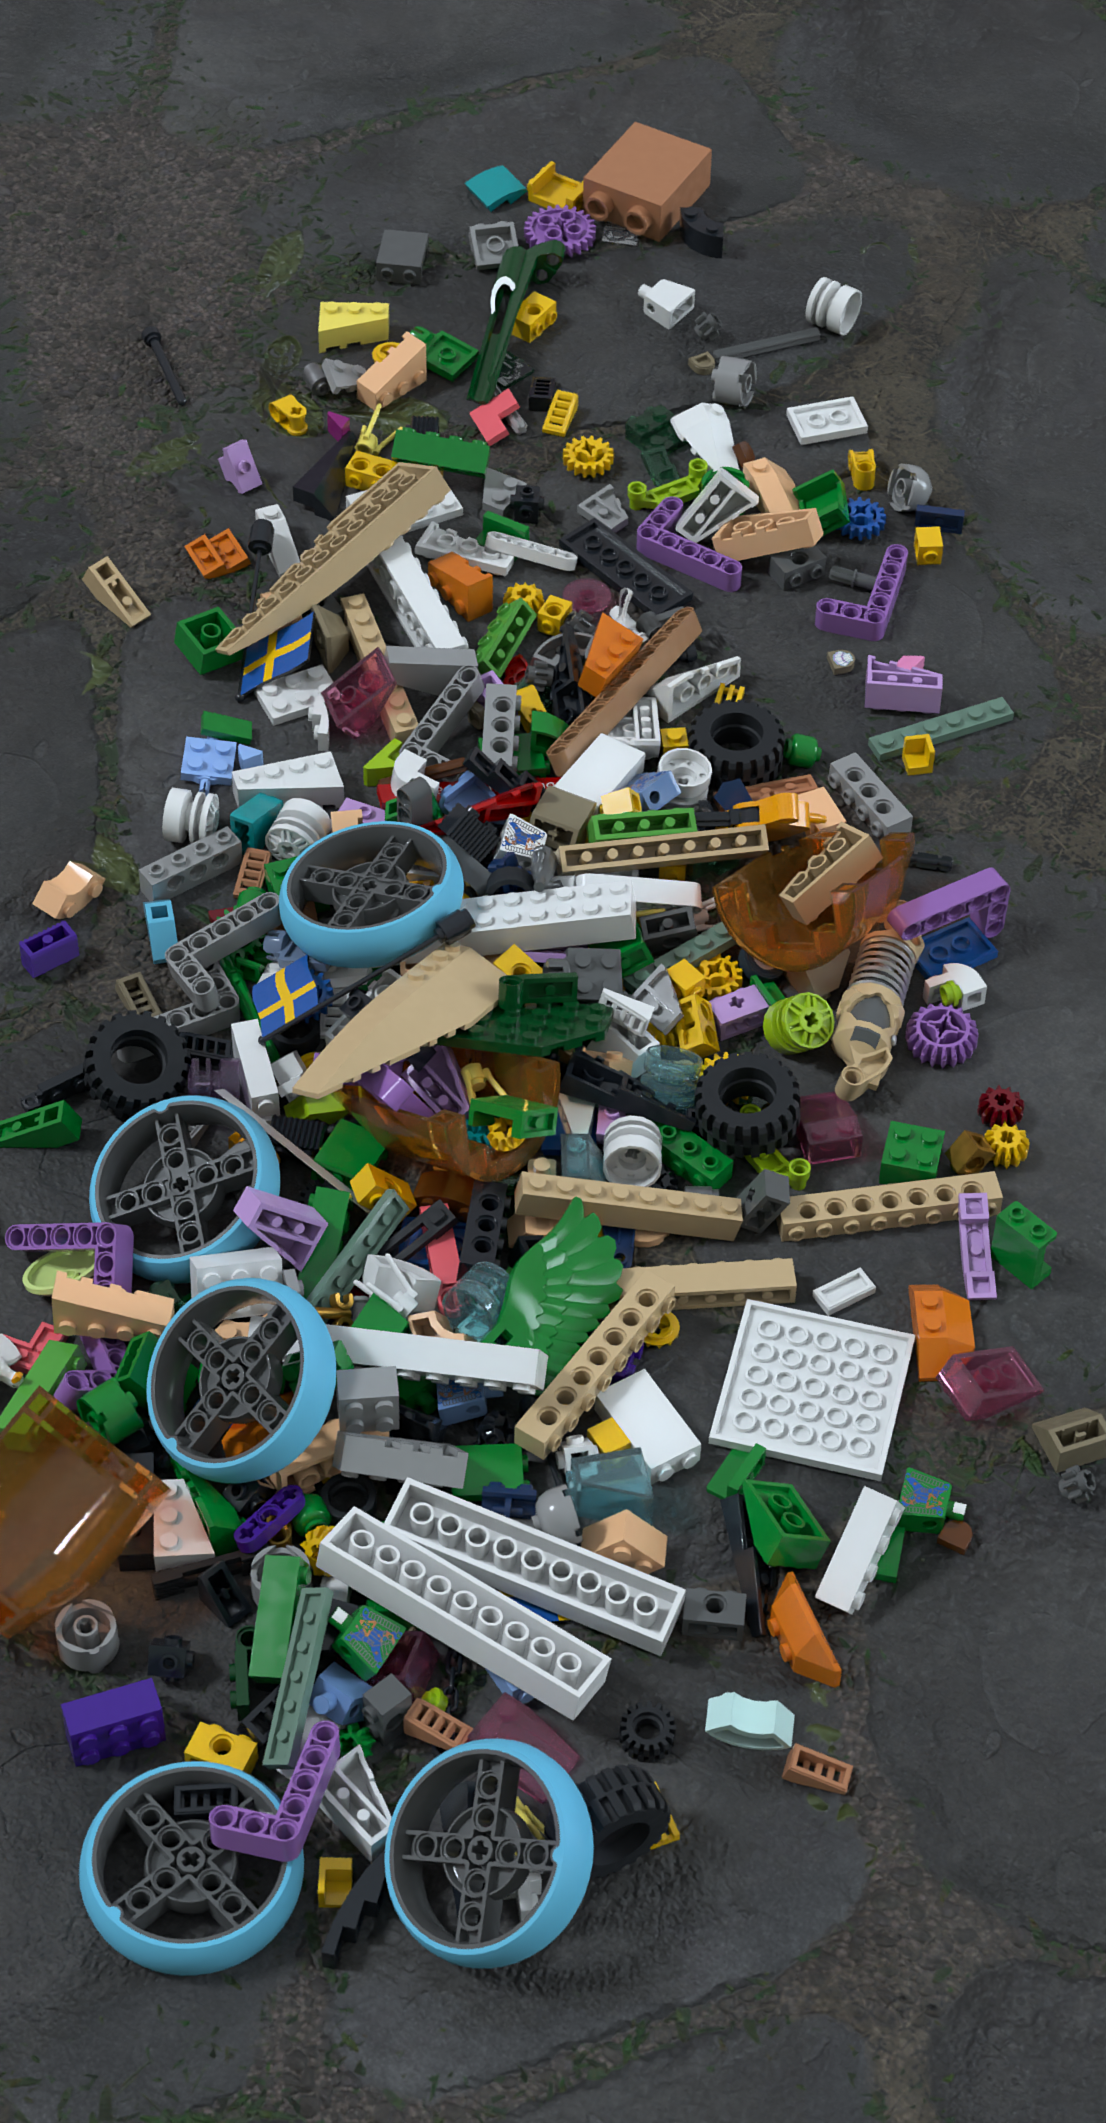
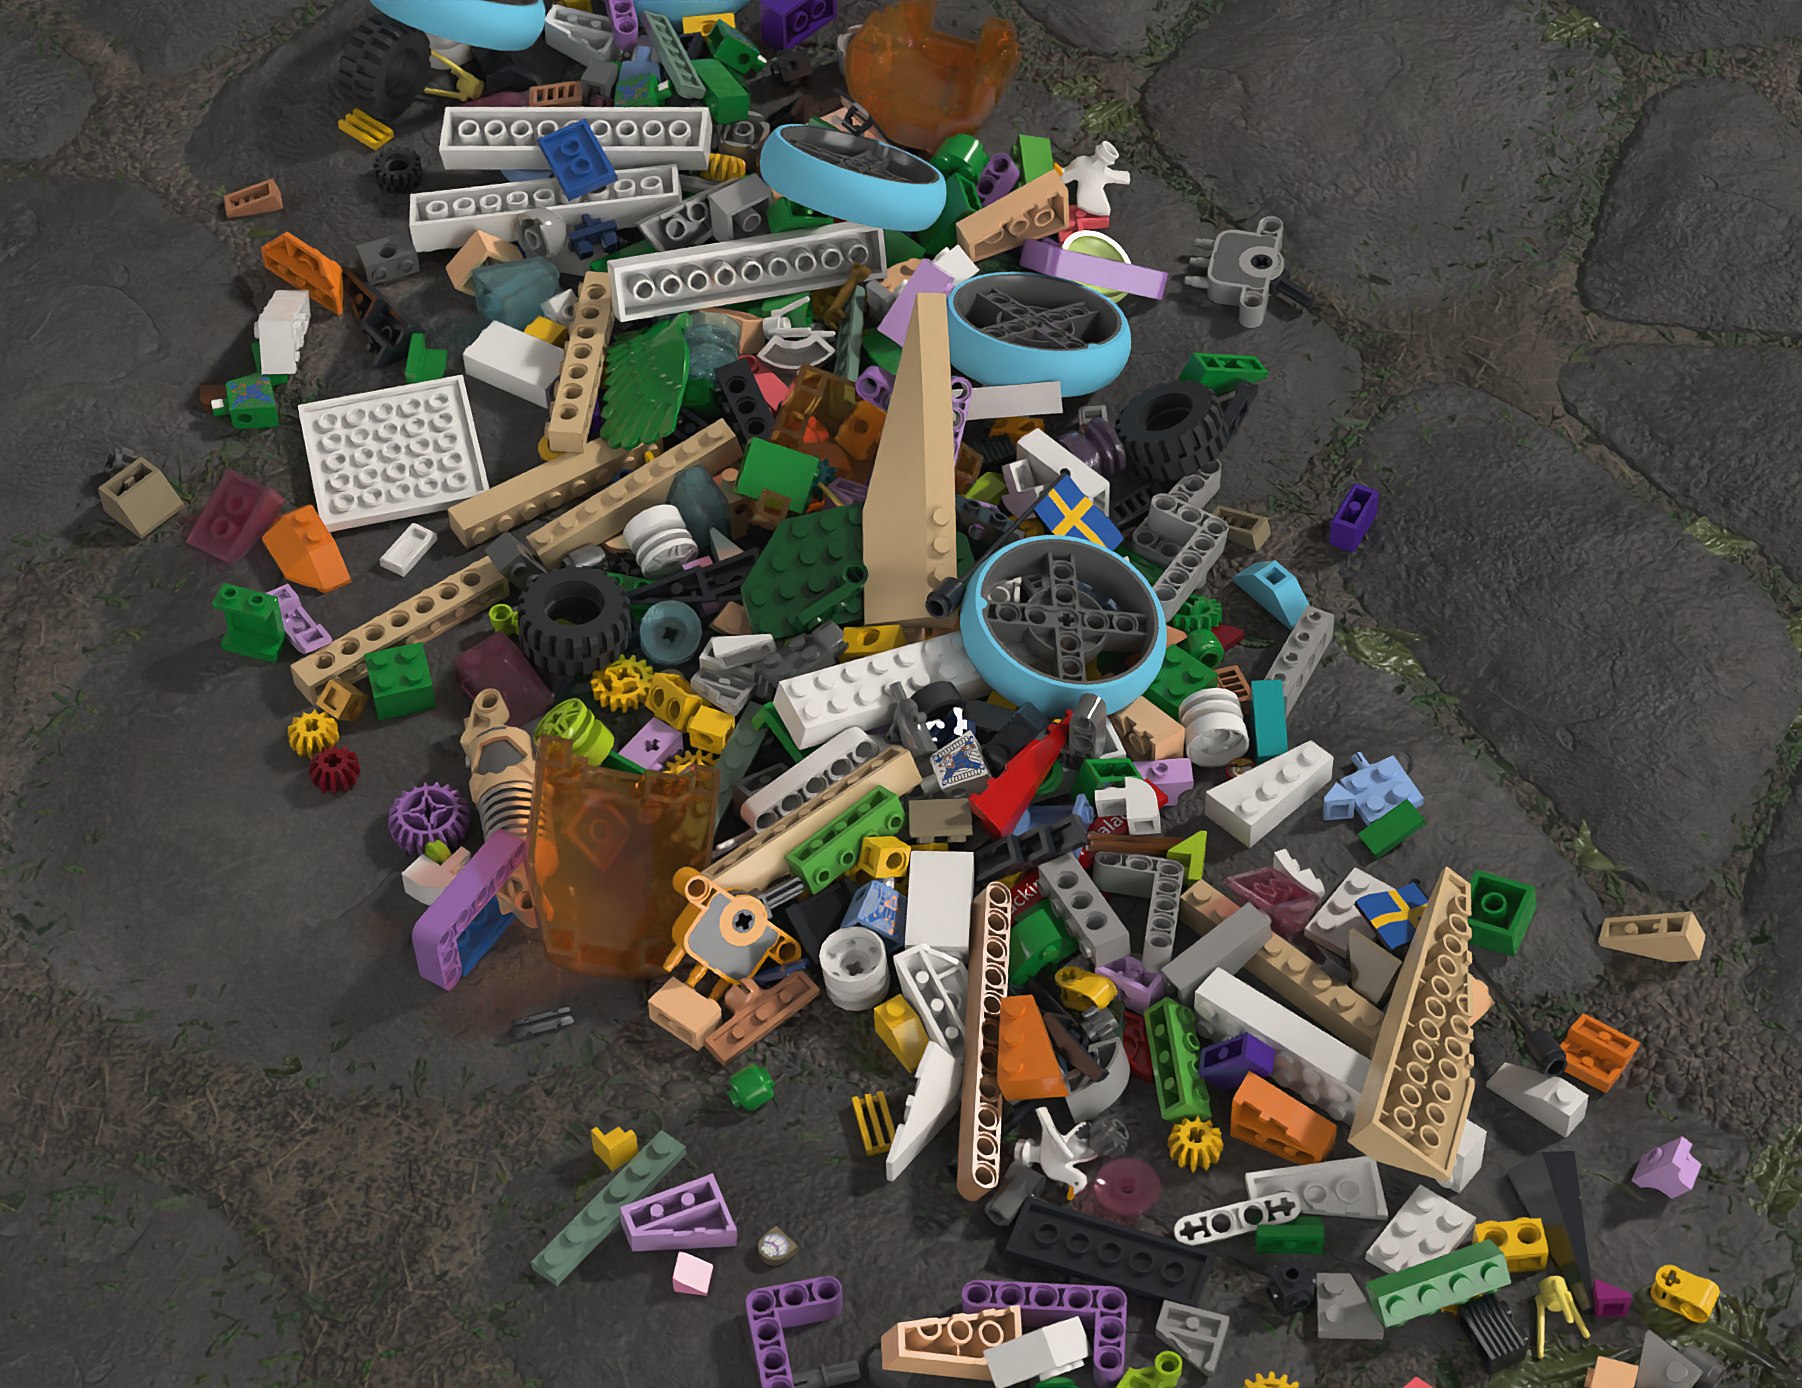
camera: 155 degrees right, 0 degrees up
(69, 891) = (1389, 586): light nougat brick -> none
(181, 1457) = (861, 116): none -> black shield
(185, 815) = (1334, 695): white wheel -> none
(218, 1695) = (734, 48): none -> green torso
(350, 649) = (1329, 963): none -> black tile
(467, 605) = (1230, 1060): none -> dark purple brick
(482, 1560) = (577, 159): none -> blue tile
(553, 614) = (1150, 1149): yellow brick -> none
(738, 724) = (818, 1011): black tyre -> none
(749, 1722) = (319, 200): light aqua brick -> none
(783, 1525) = (360, 324): green slope -> none
(842, 860) = (622, 910): tan wedge -> none
(868, 796) = (678, 1089): light grey brick -> none

